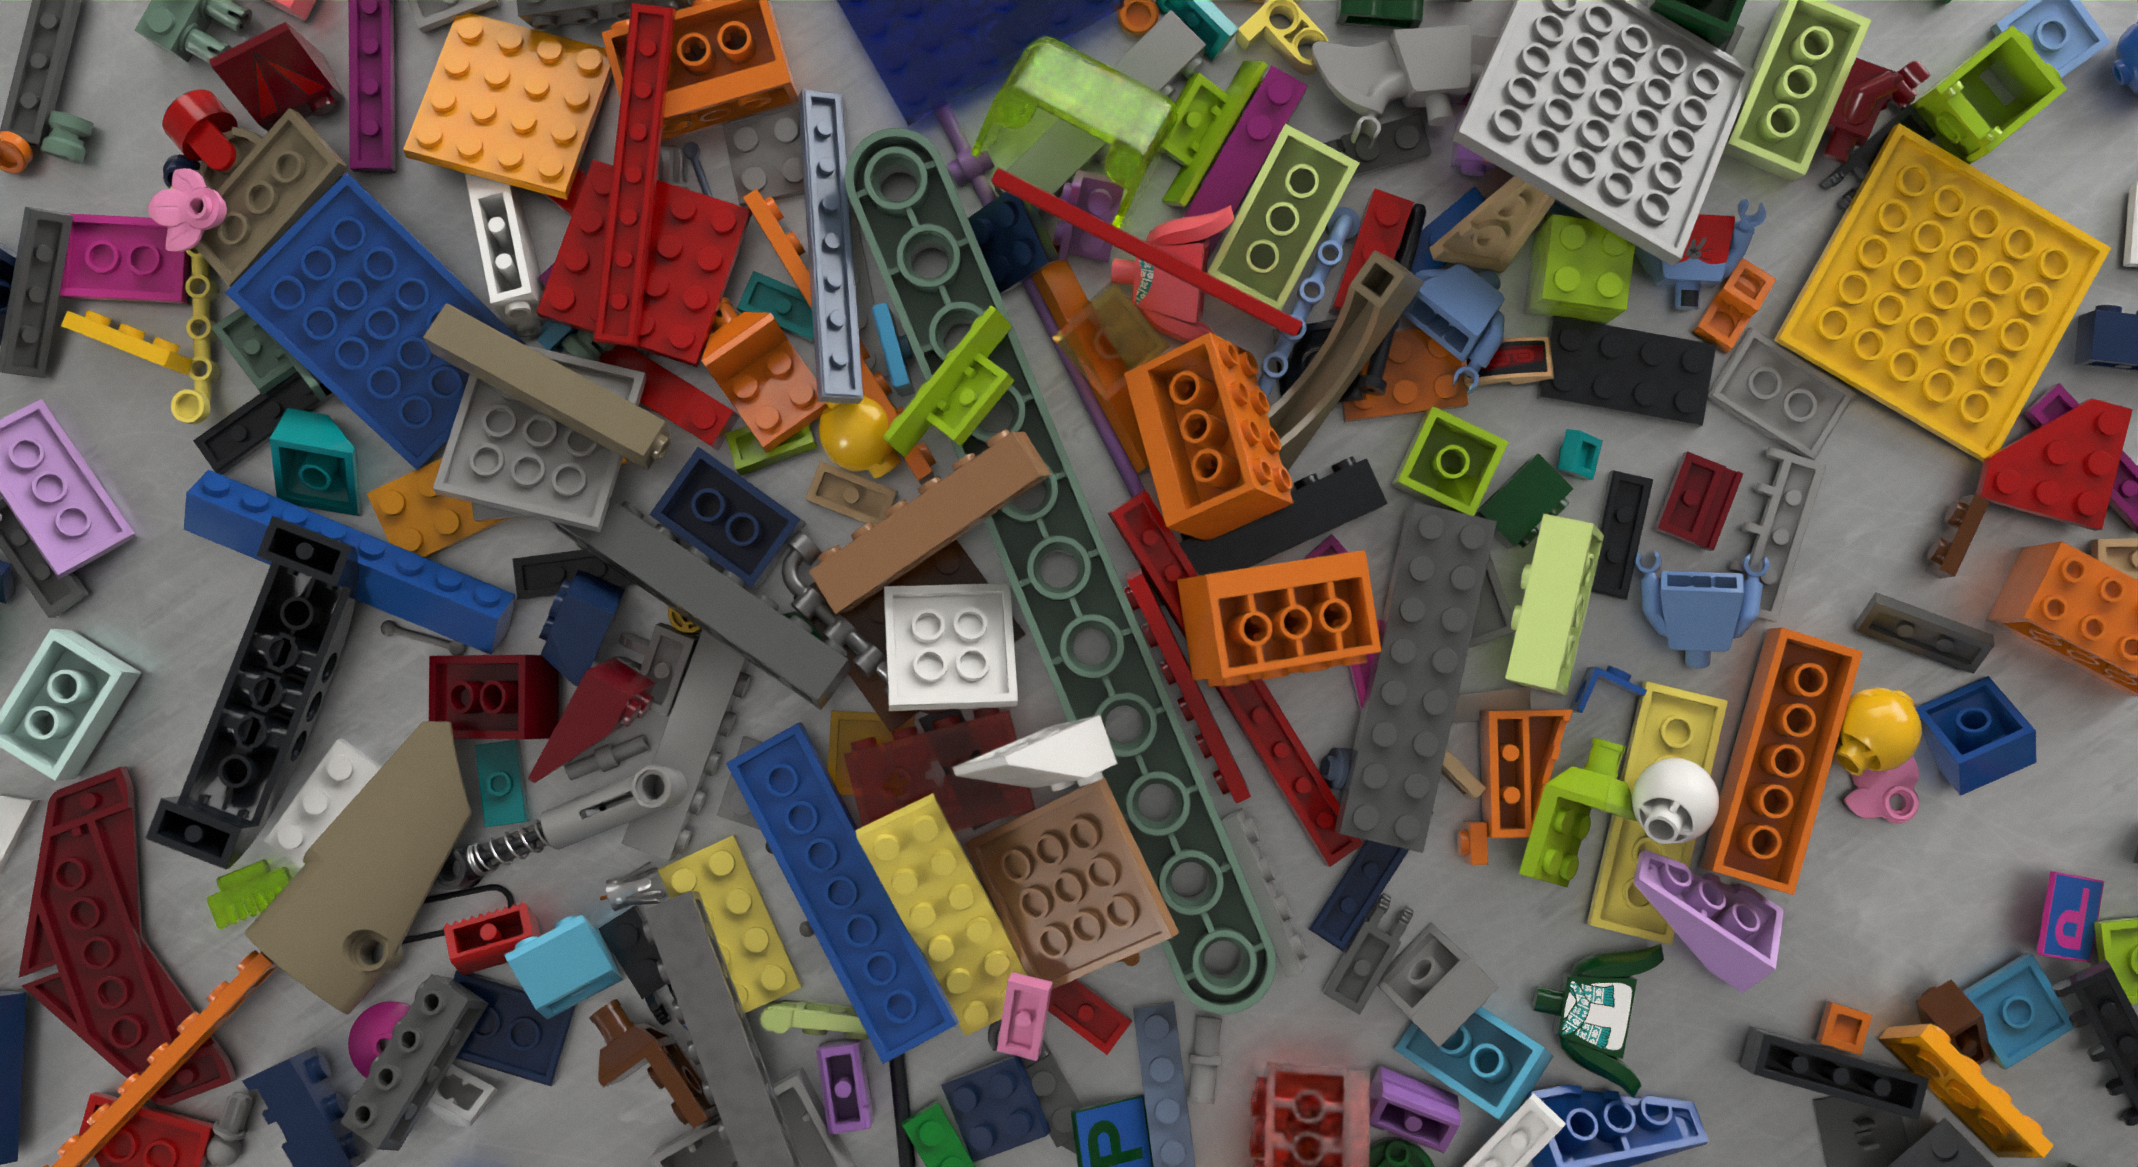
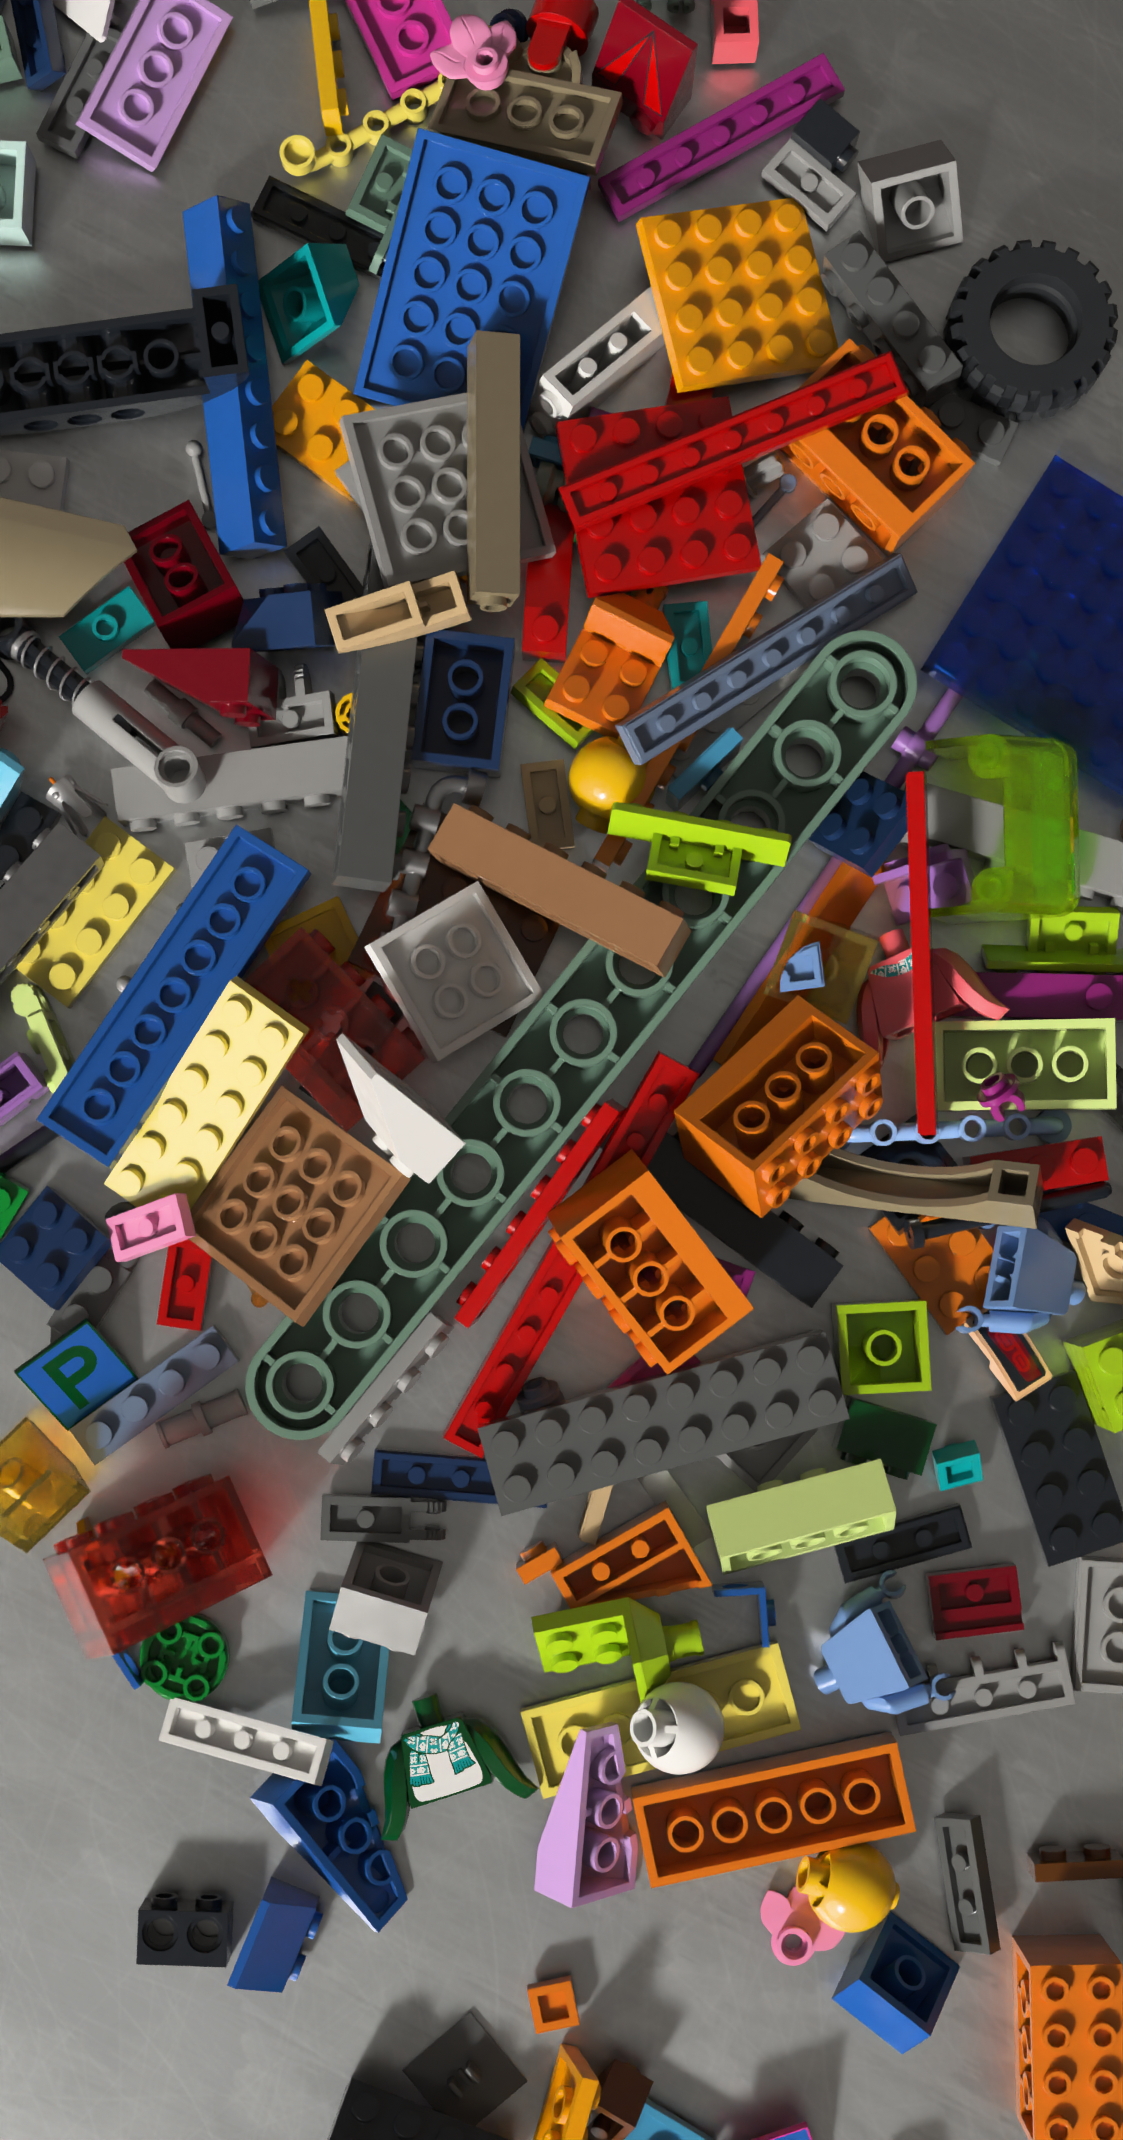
camera: 60 degrees right, 0 degrees up
(625, 531) = (398, 613): none -> tan slope
(1105, 357) = (804, 969): none -> medium blue tile
(1292, 251) = (999, 1089): none -> magenta plate
(1413, 1110) = (258, 1637): medium lavender brick -> none
(1834, 1073) = (505, 2017): black brick -> none

